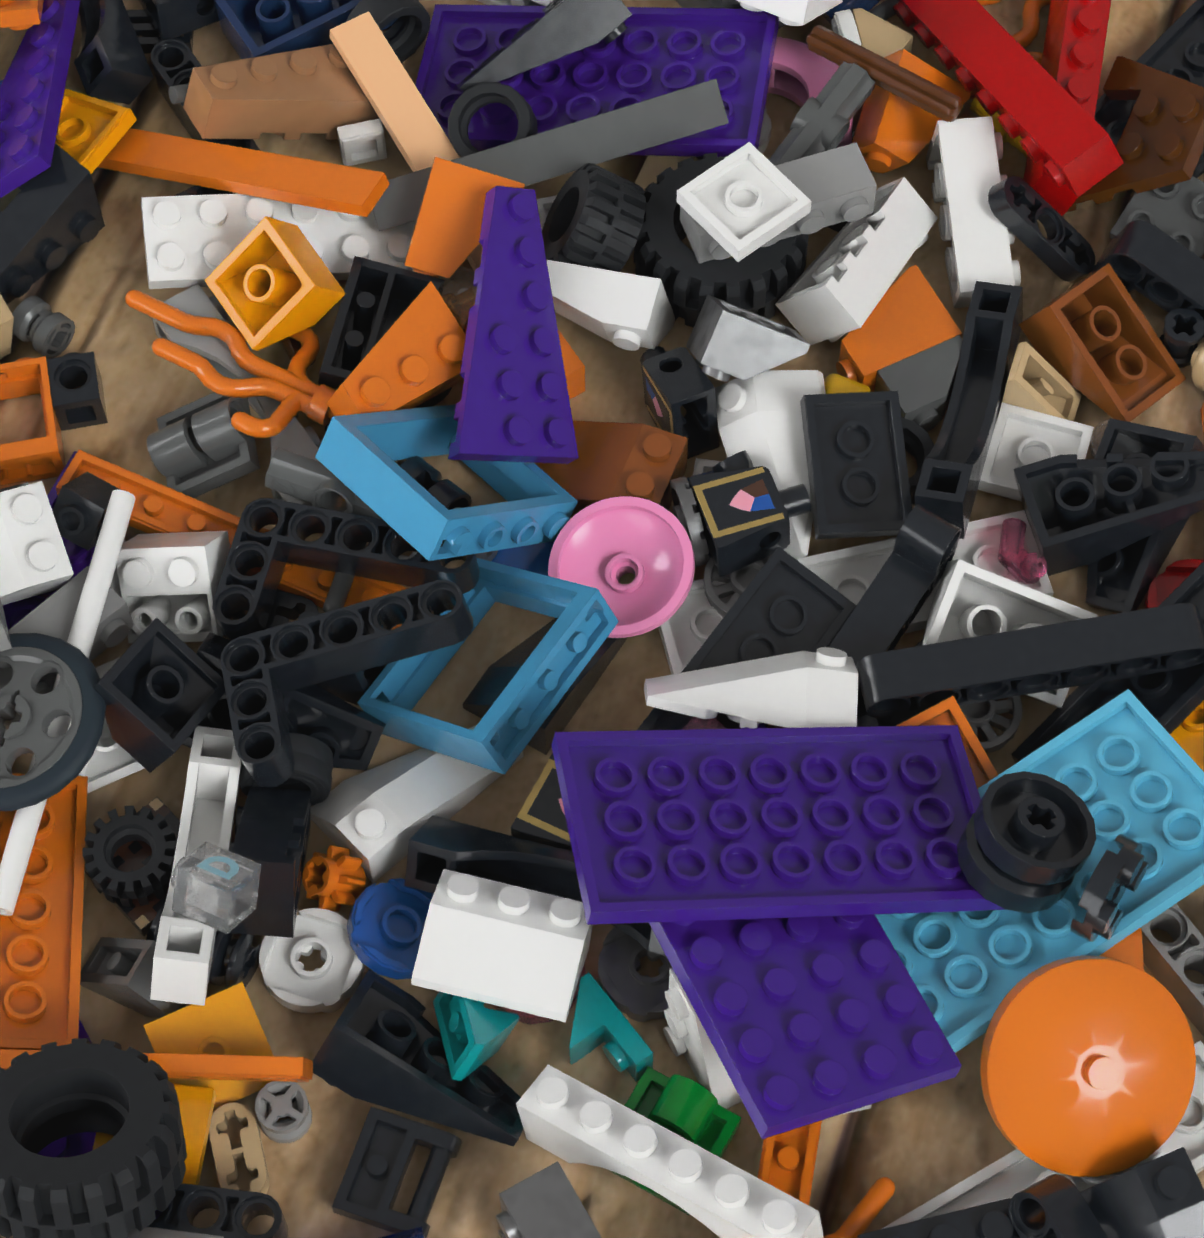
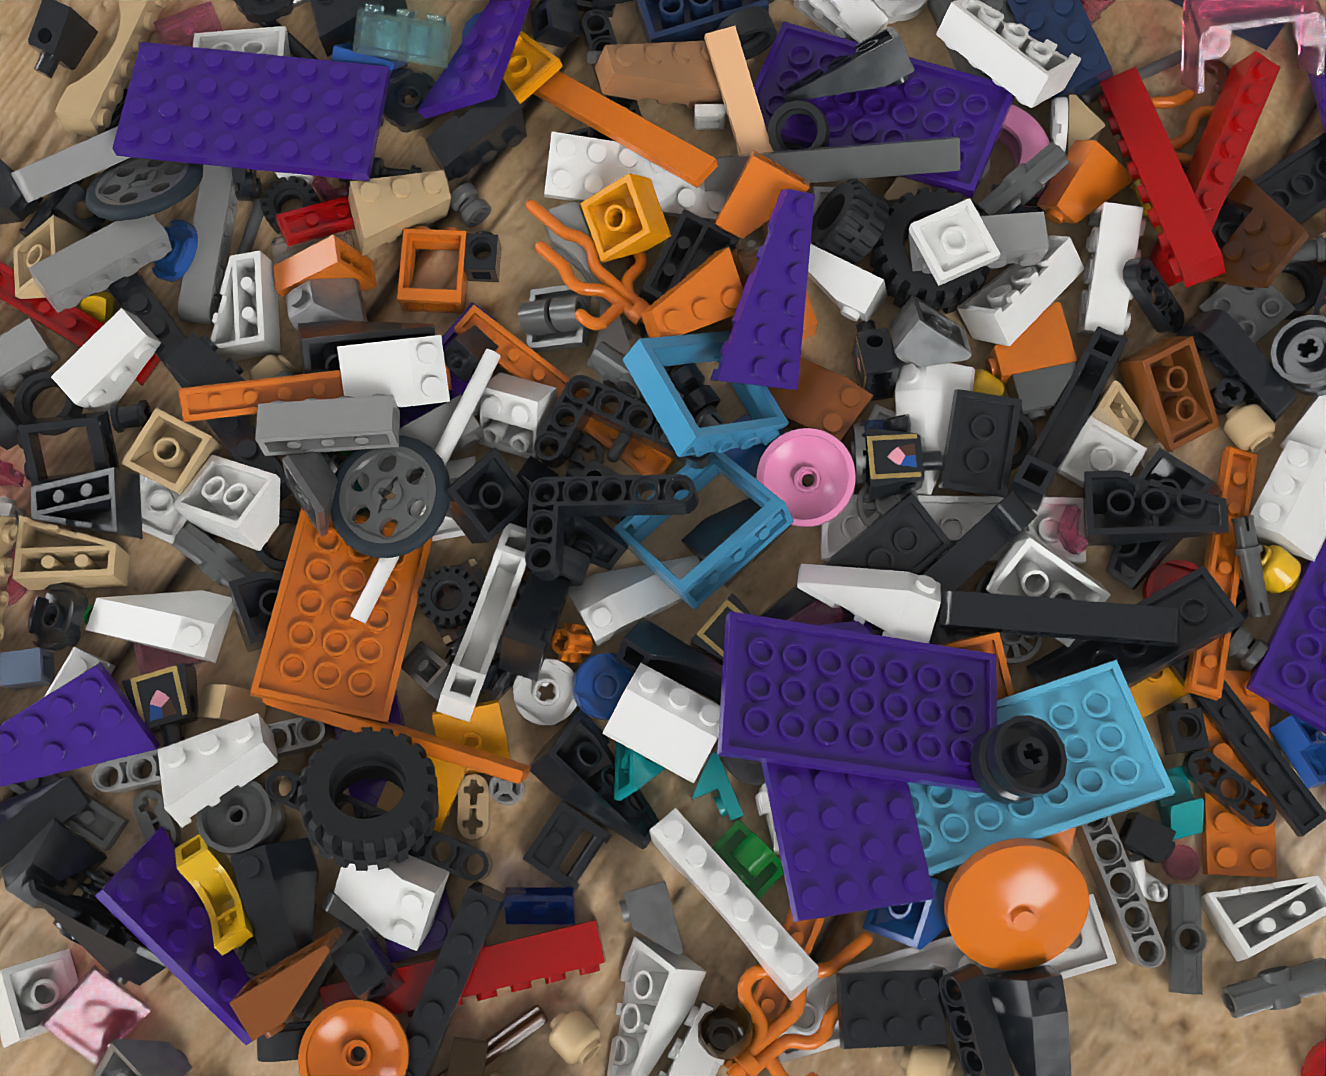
camera: 15 degrees right, 15 degrees up
(215, 887) = (490, 653): clear brick -> none
(886, 73) = (1078, 157): reddish brown axle -> none
(936, 1129) = (911, 923): none -> blue slope
(1107, 887) = (1070, 801): black plate -> none

